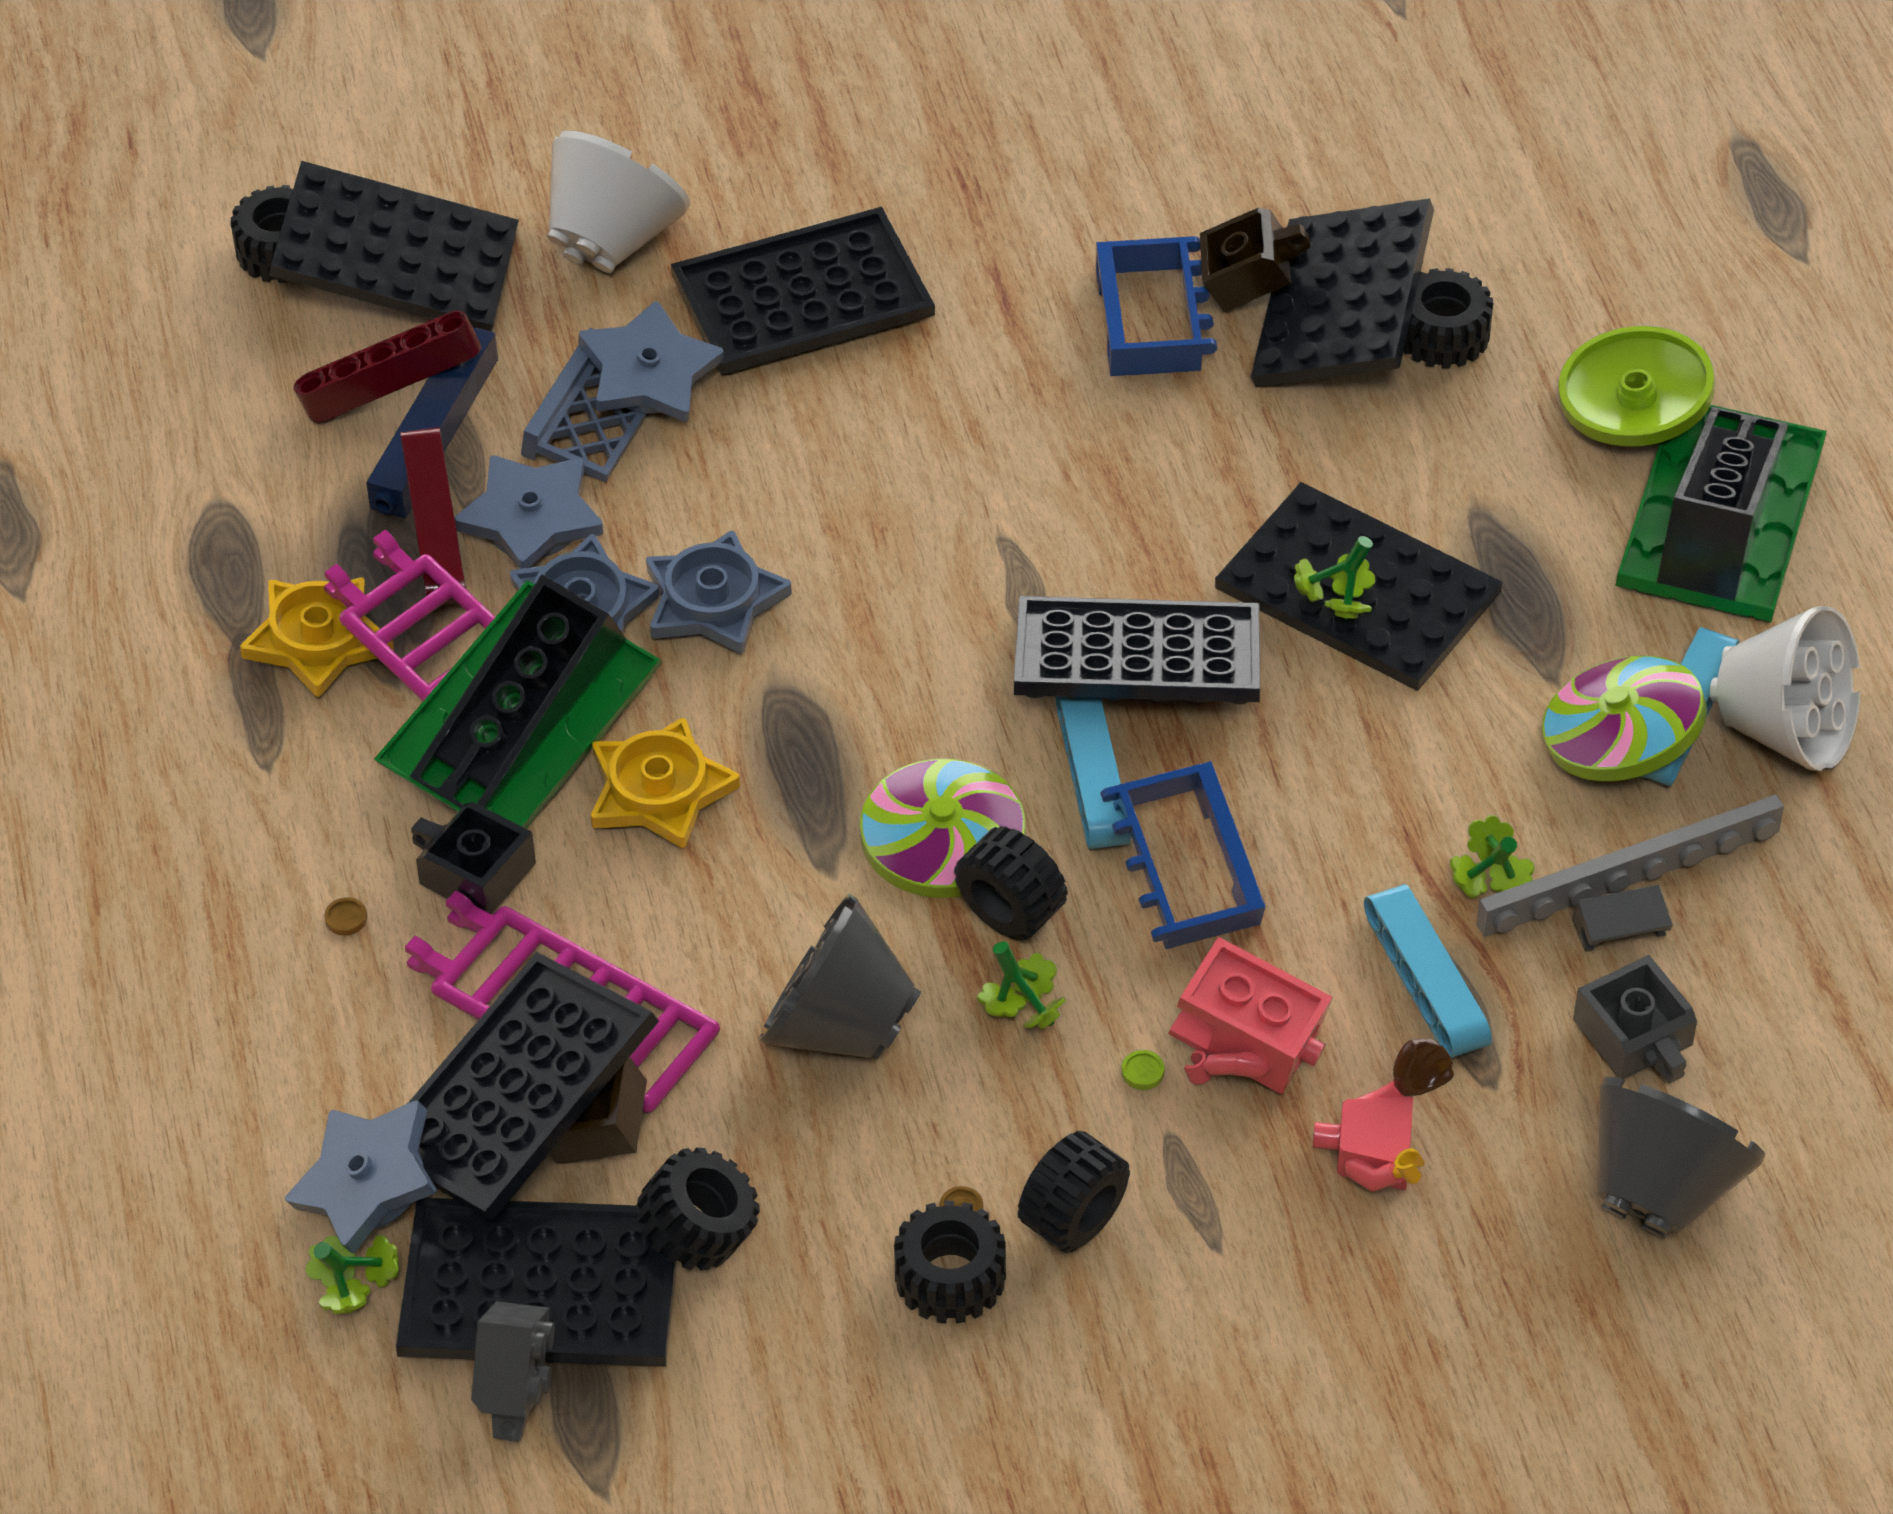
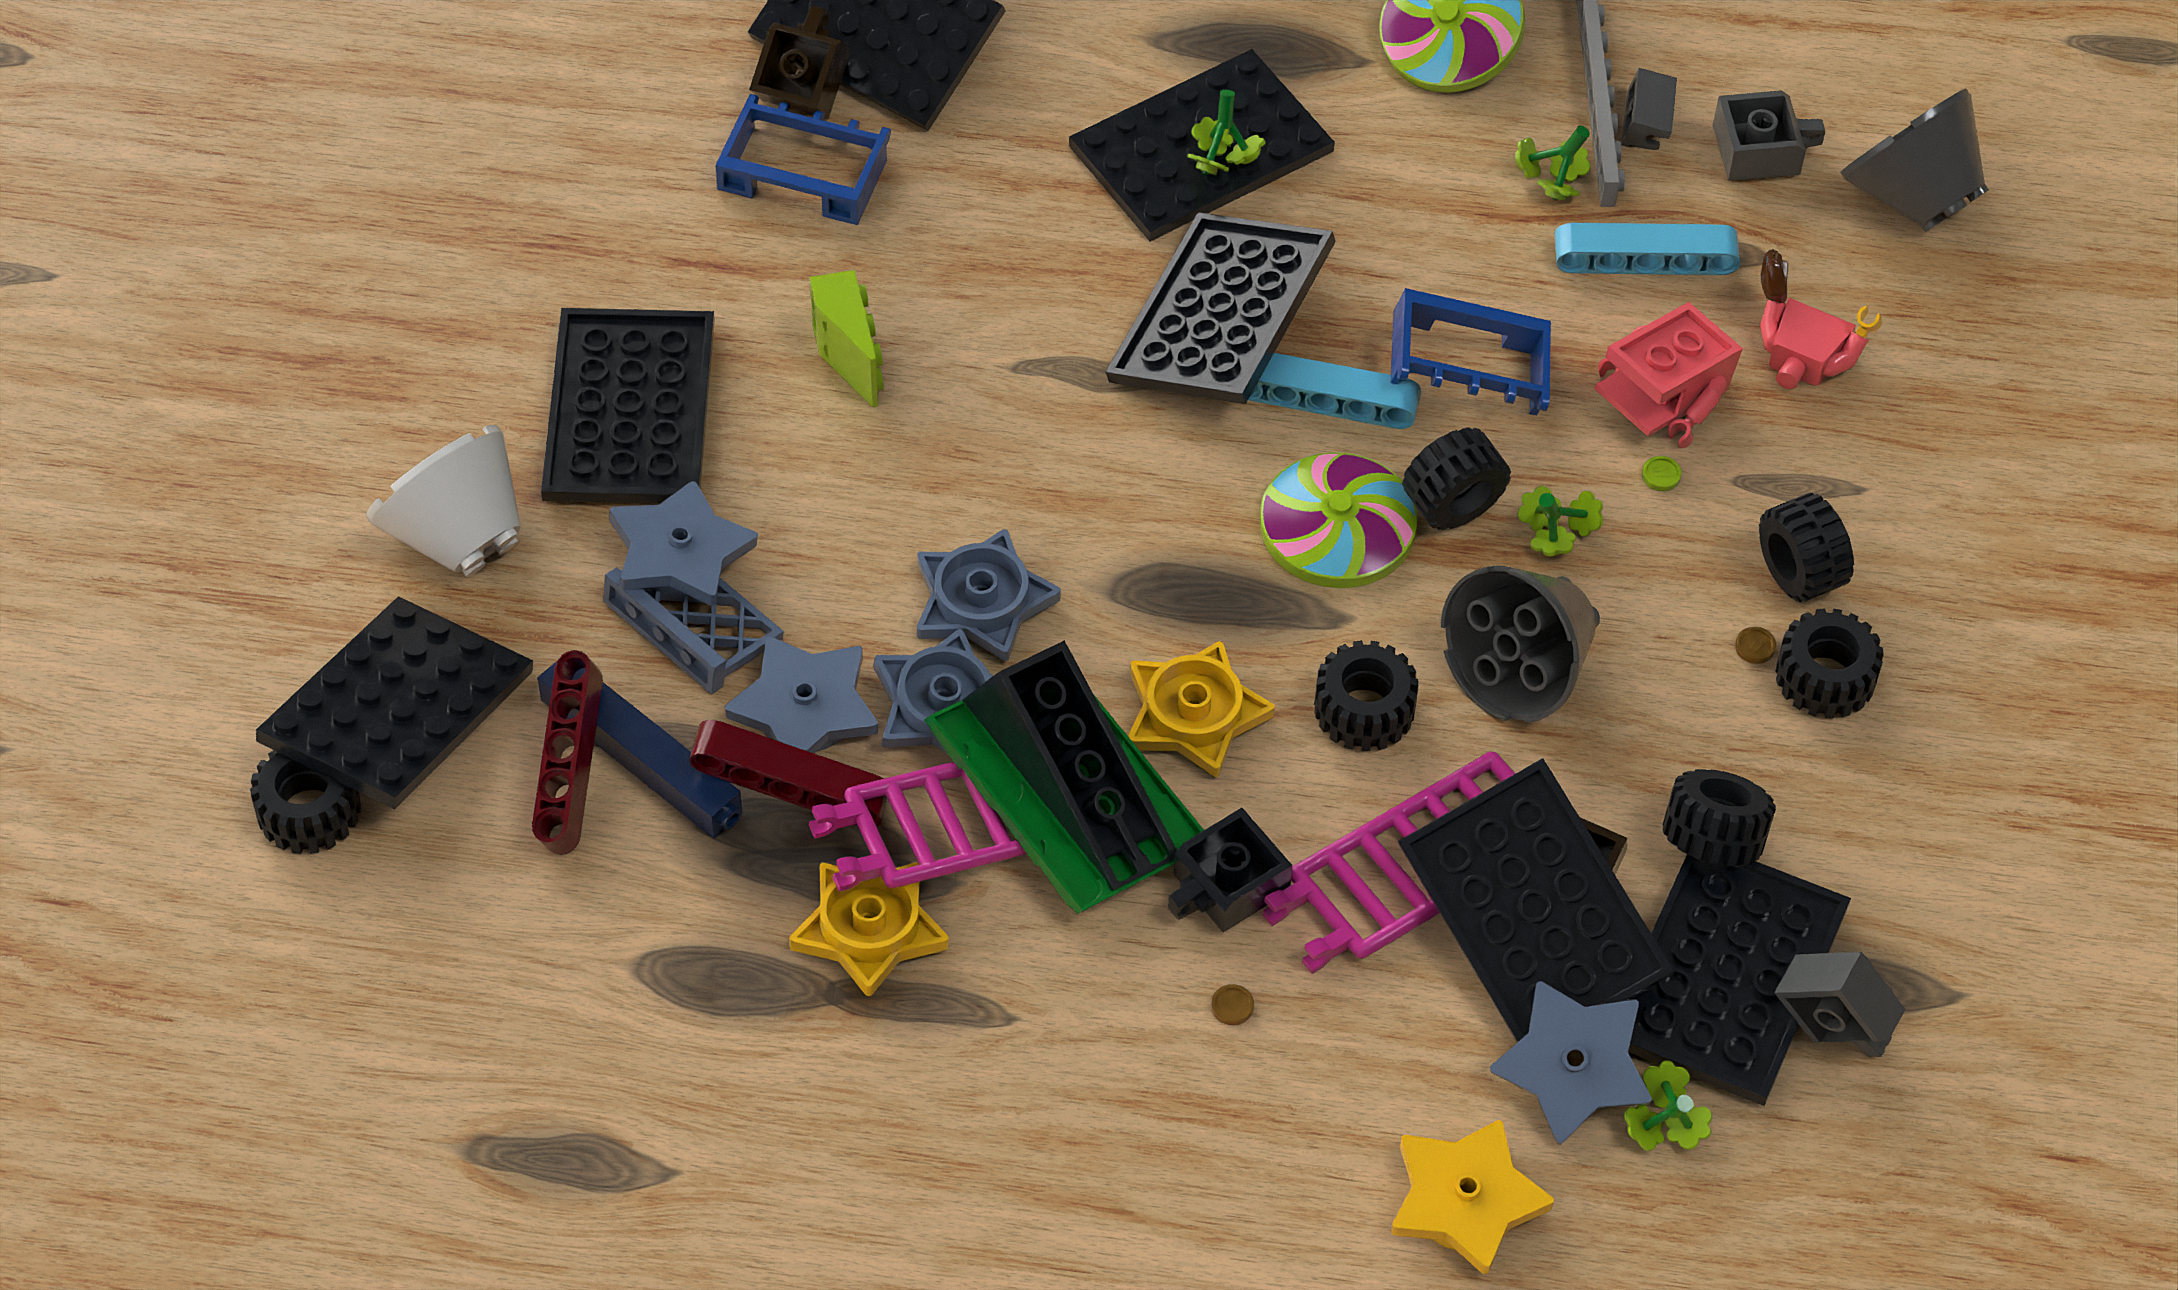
camera: 70 degrees left, 5 degrees up
(195, 1140) = (1466, 1194): none -> yellow plate
(725, 925) = (1361, 721): none -> black tyre
(949, 394) = (845, 332): none -> lime slope

